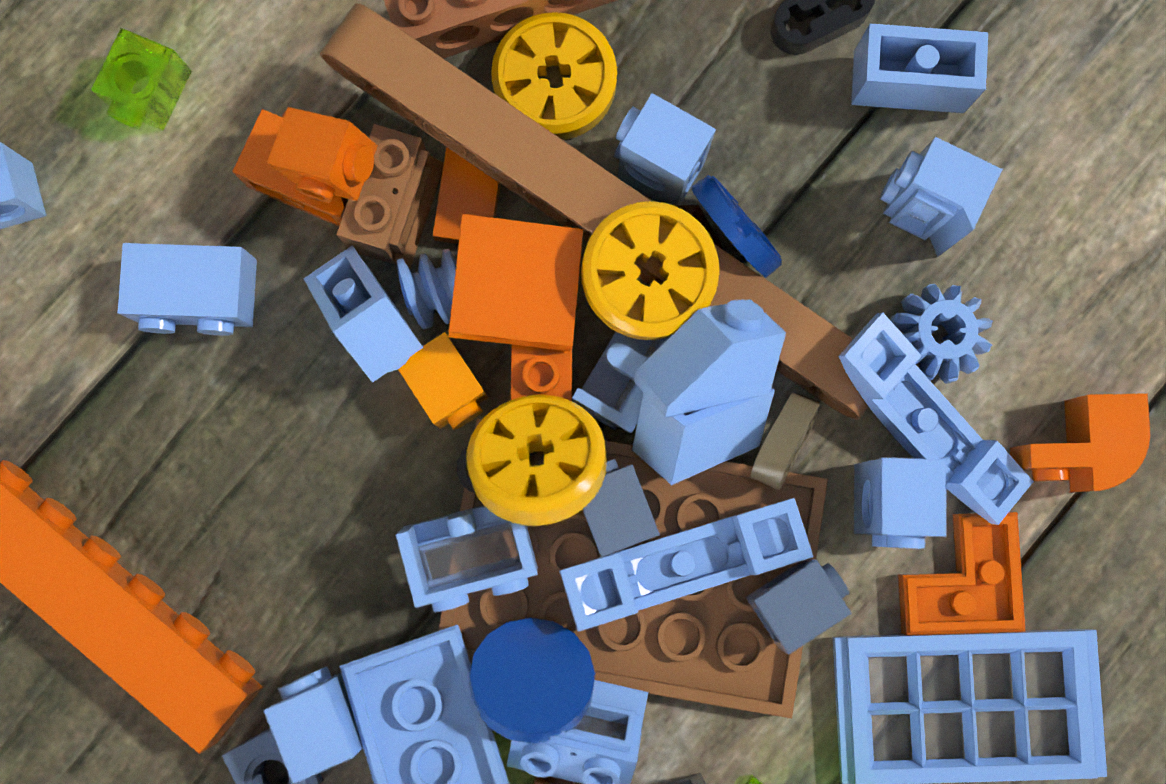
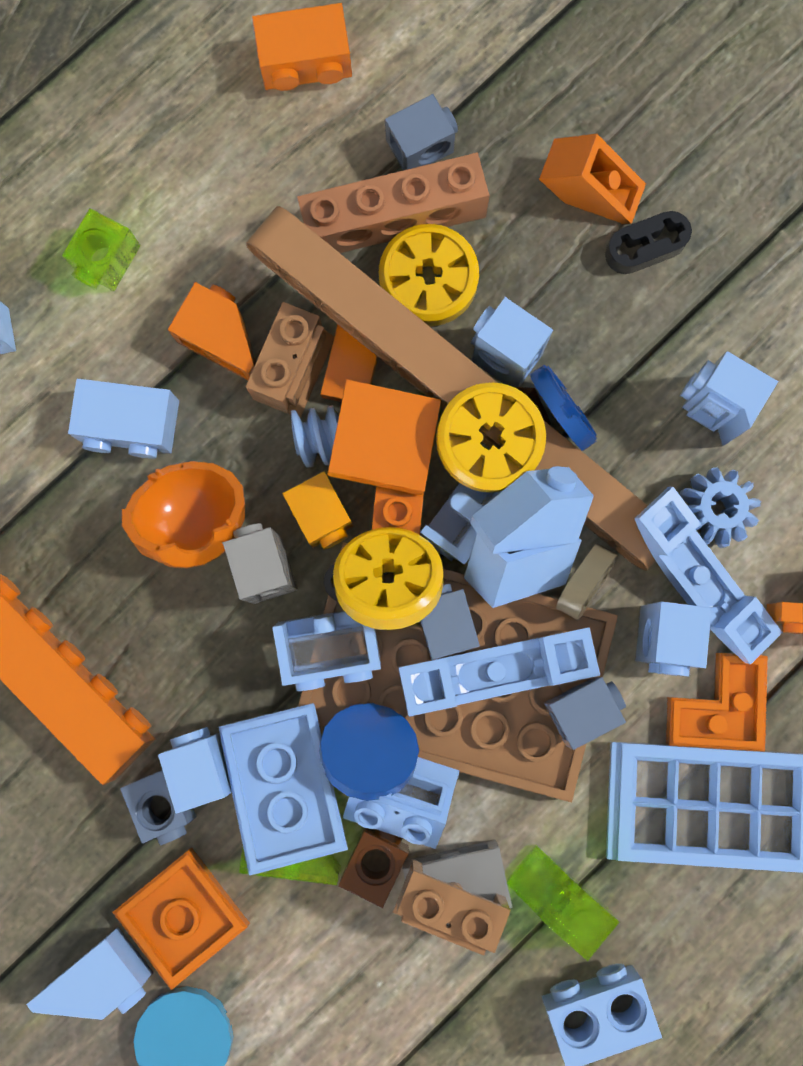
camera: 10 degrees right, 0 degrees up
(274, 402) = (185, 514): none -> orange cylinder
(322, 155) = (241, 323): orange brick -> none
(362, 314) = (260, 451): light blue brick -> none
(373, 456) = (259, 564): none -> light grey brick
(919, 68) = (721, 294): light blue brick -> none

